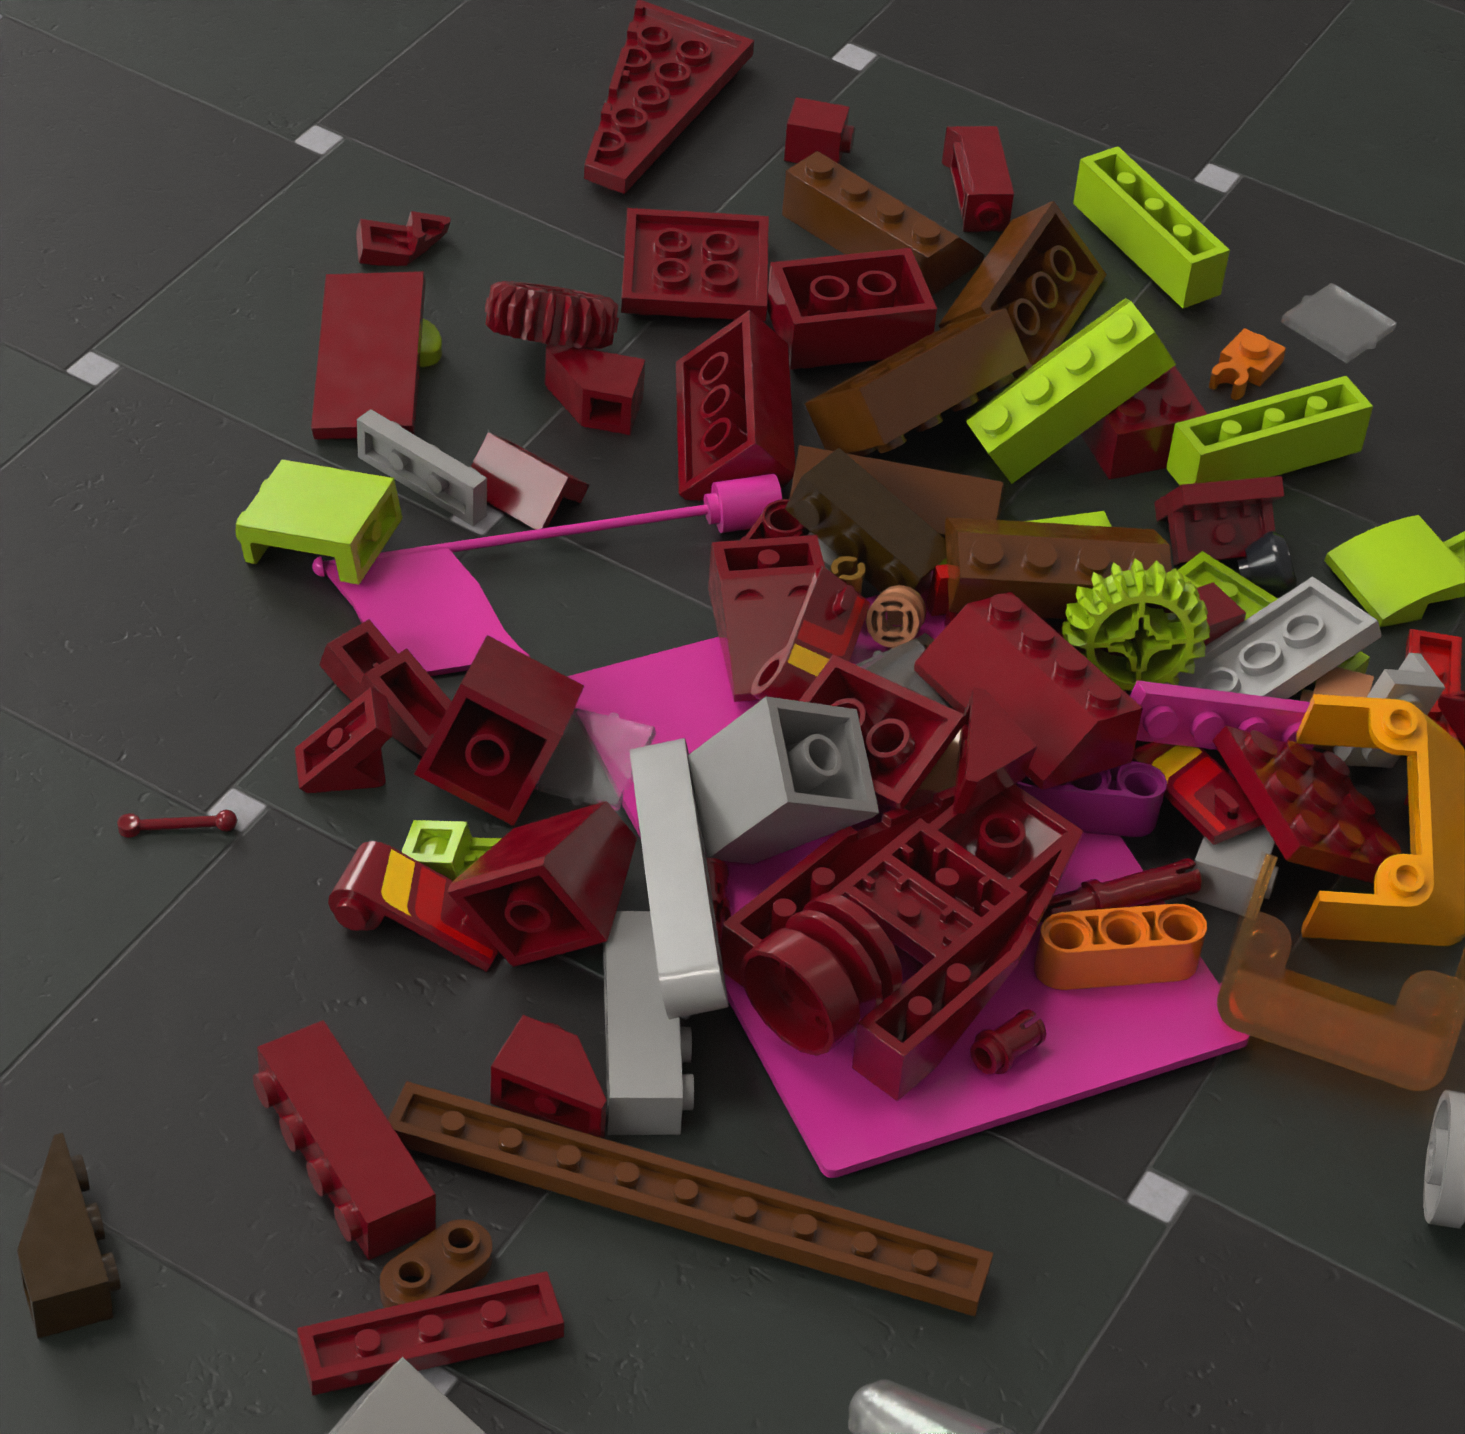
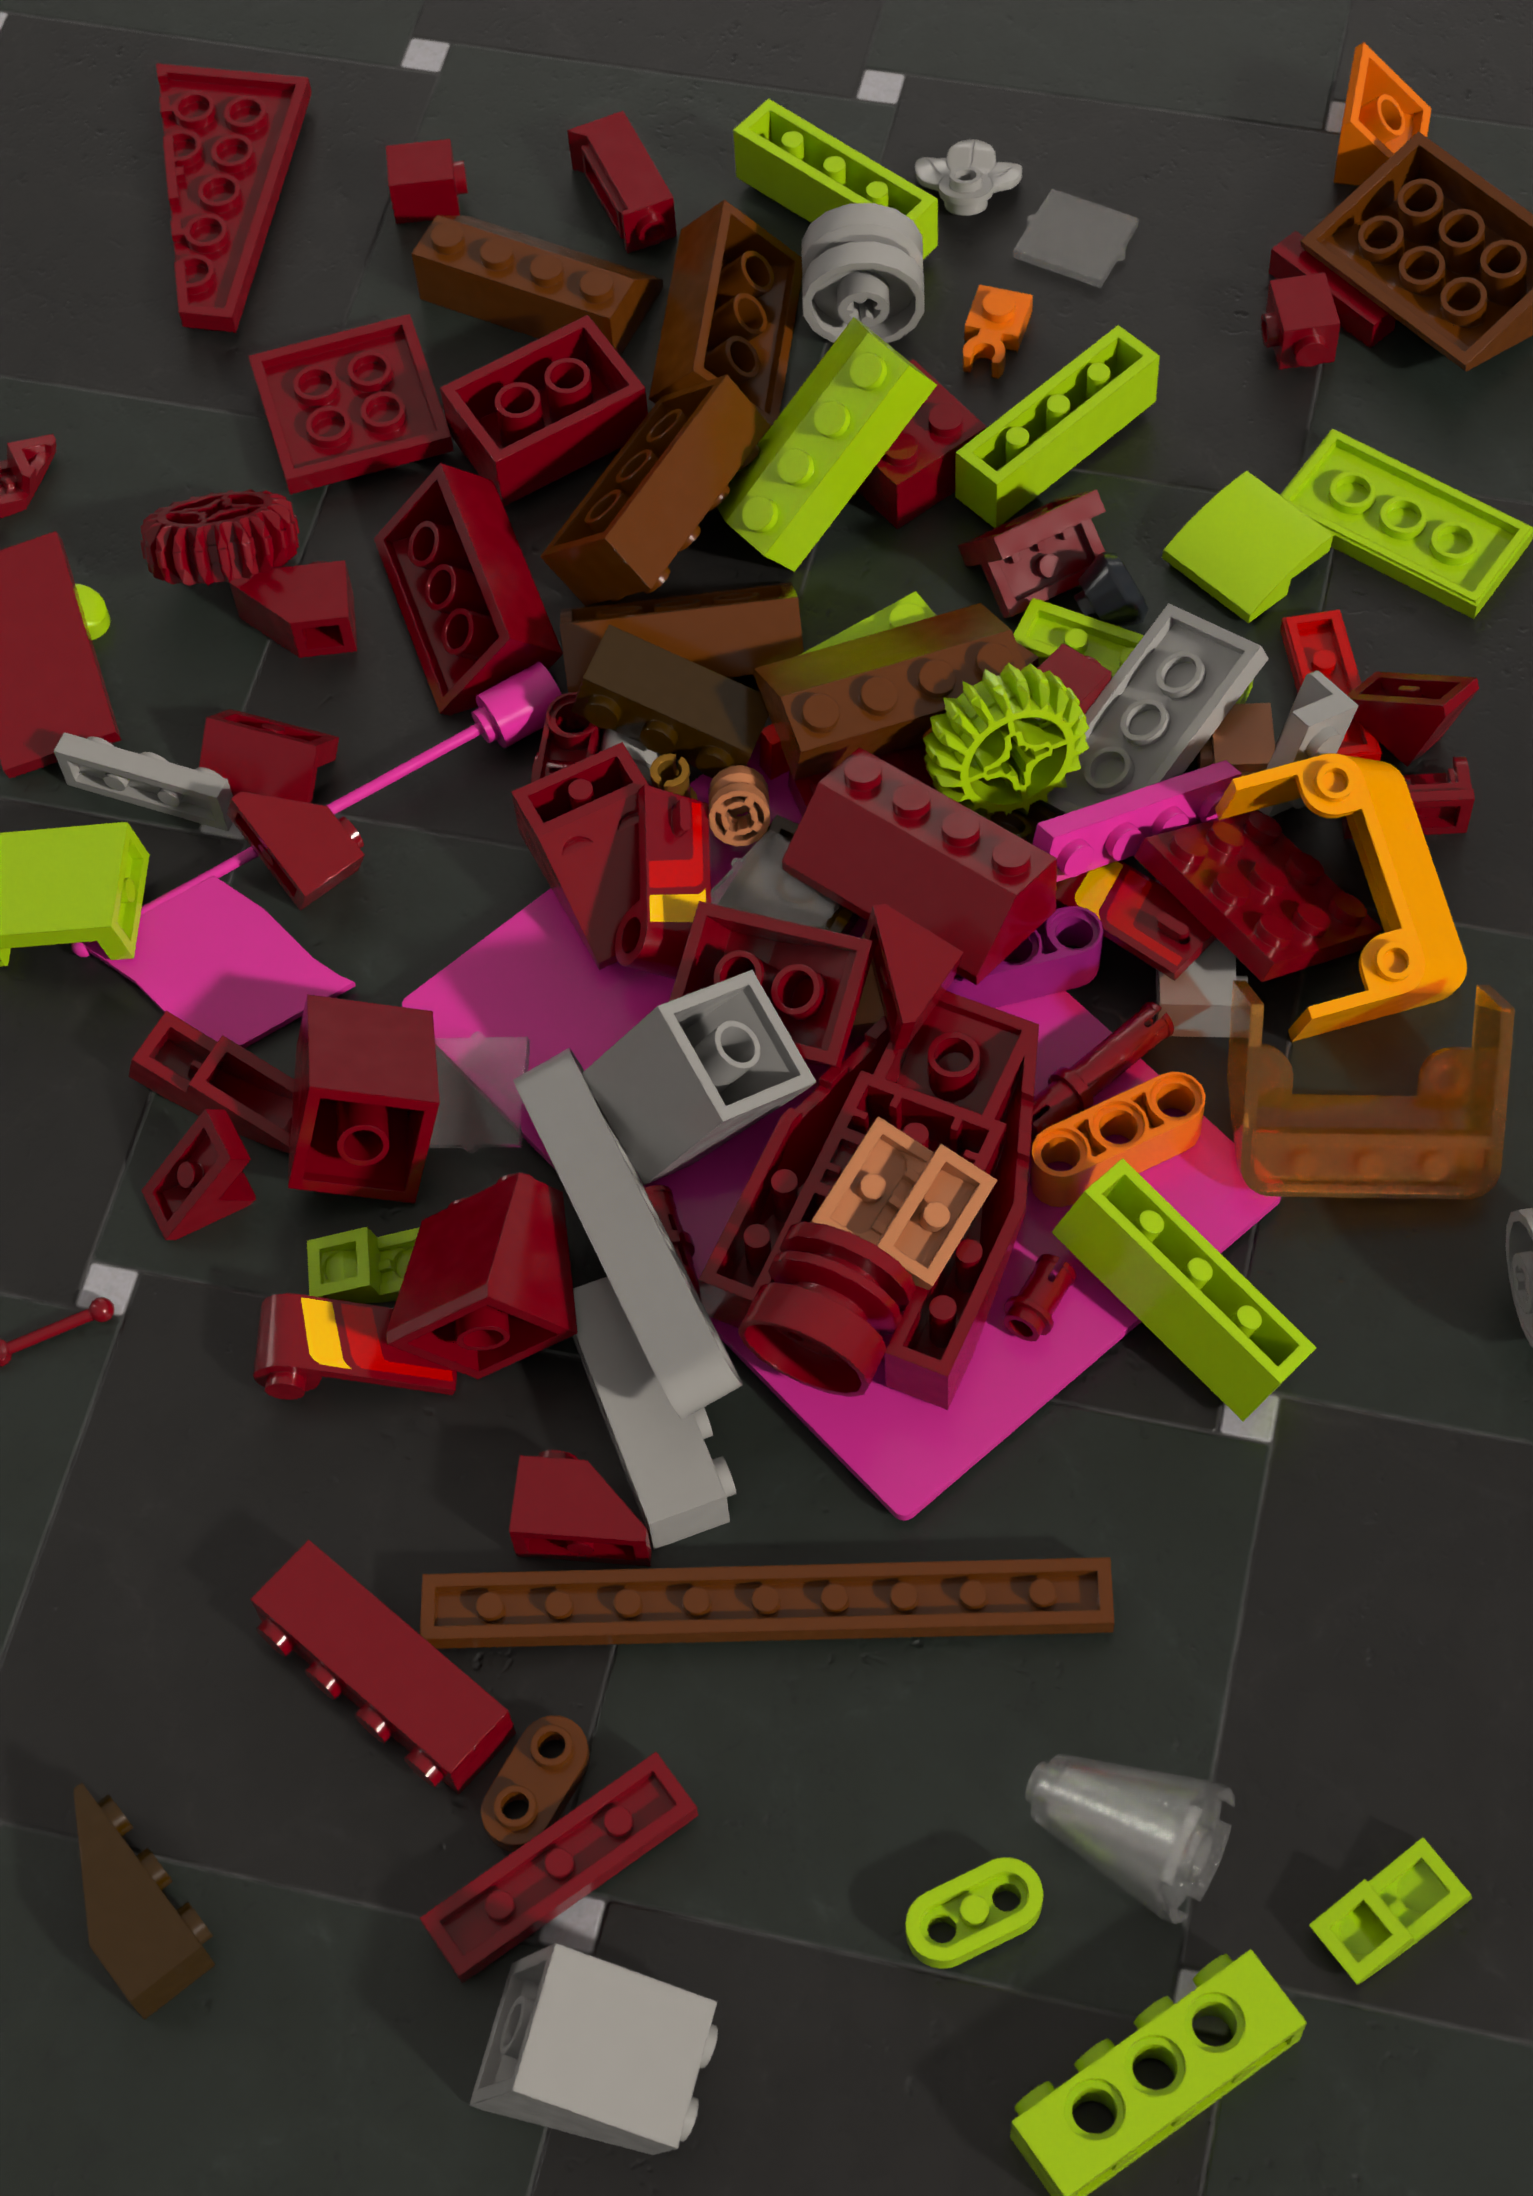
camera: 10 degrees left, 15 degrees up
(525, 540) = (298, 843): none -> dark red slope
(924, 914) = (906, 1199): none -> nougat slope
(1133, 1068) = (1183, 1289): none -> lime brick
(1157, 273) = (863, 266): none -> light grey wheel
(1265, 254) = (967, 176): none -> light grey plate

